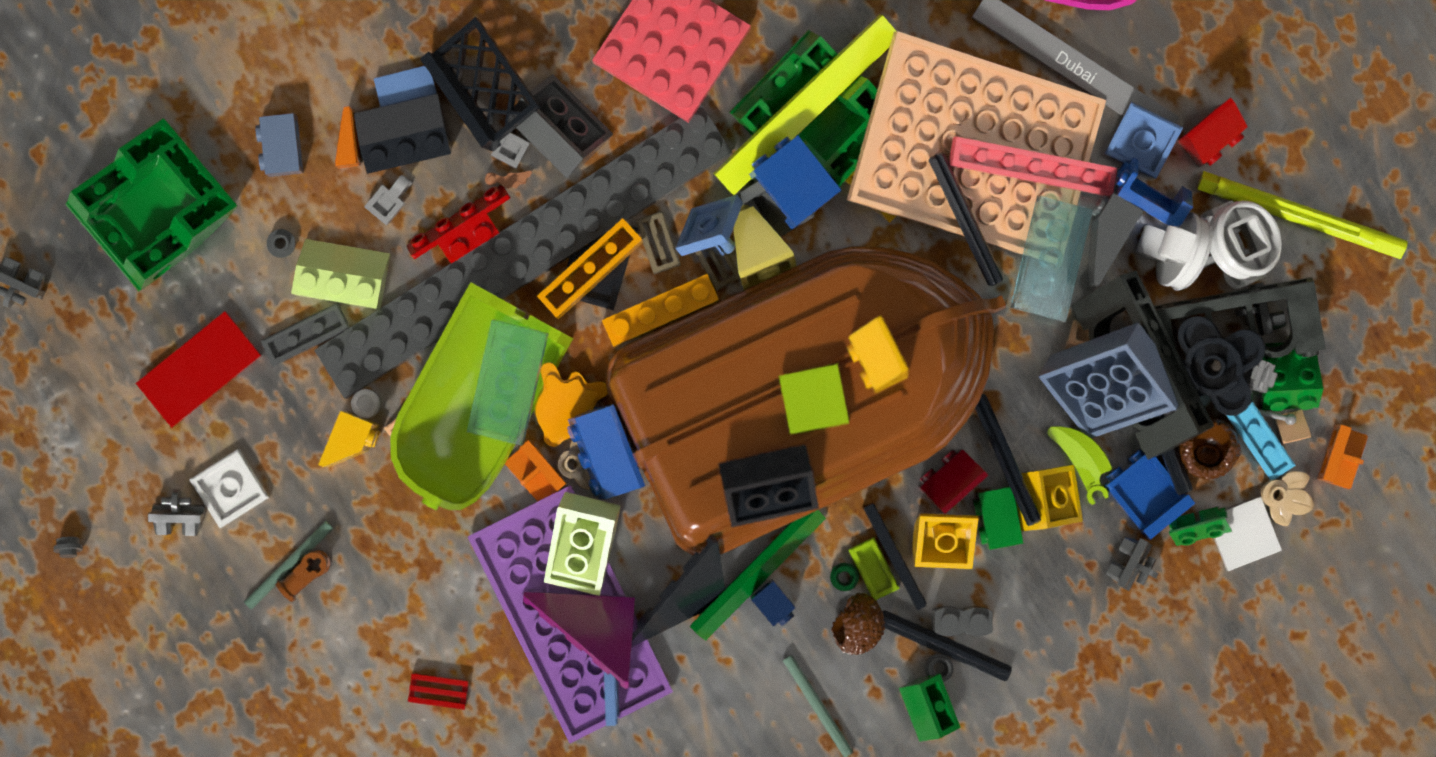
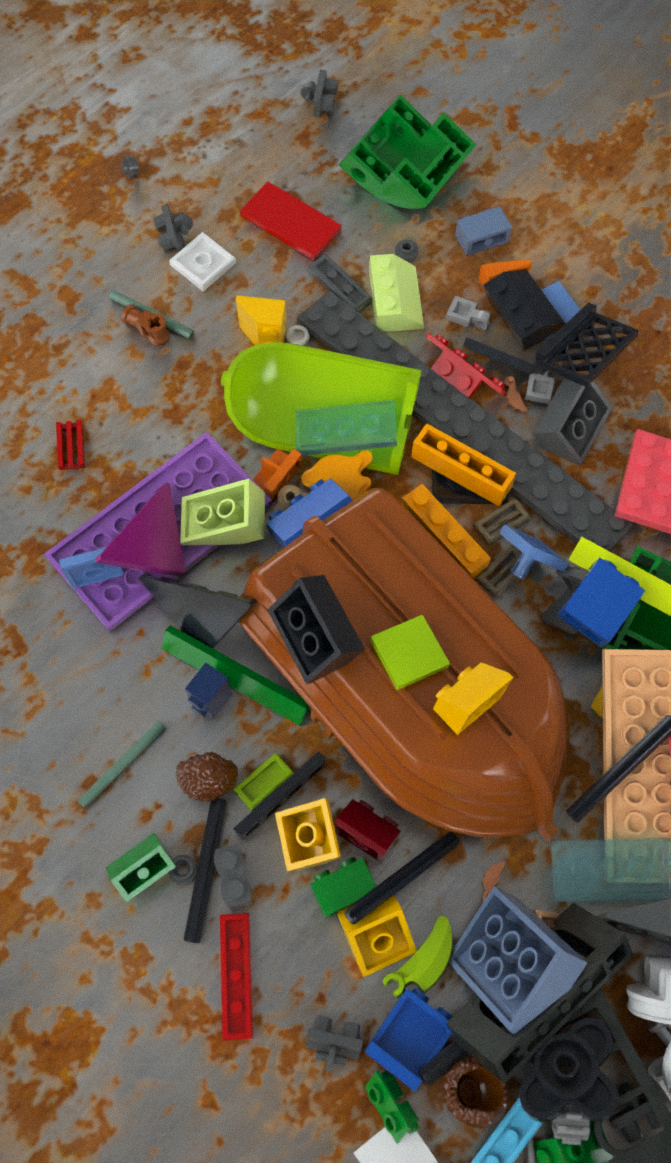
camera: 75 degrees right, 20 degrees down
(457, 181) = (499, 356): none -> black tile
(759, 249) = (526, 595): light yellow slope -> none
(844, 586) = (246, 748): dark green plate -> none
(1026, 372) = (492, 878): none -> nougat piece
(1050, 639) = (236, 977): none -> red tile

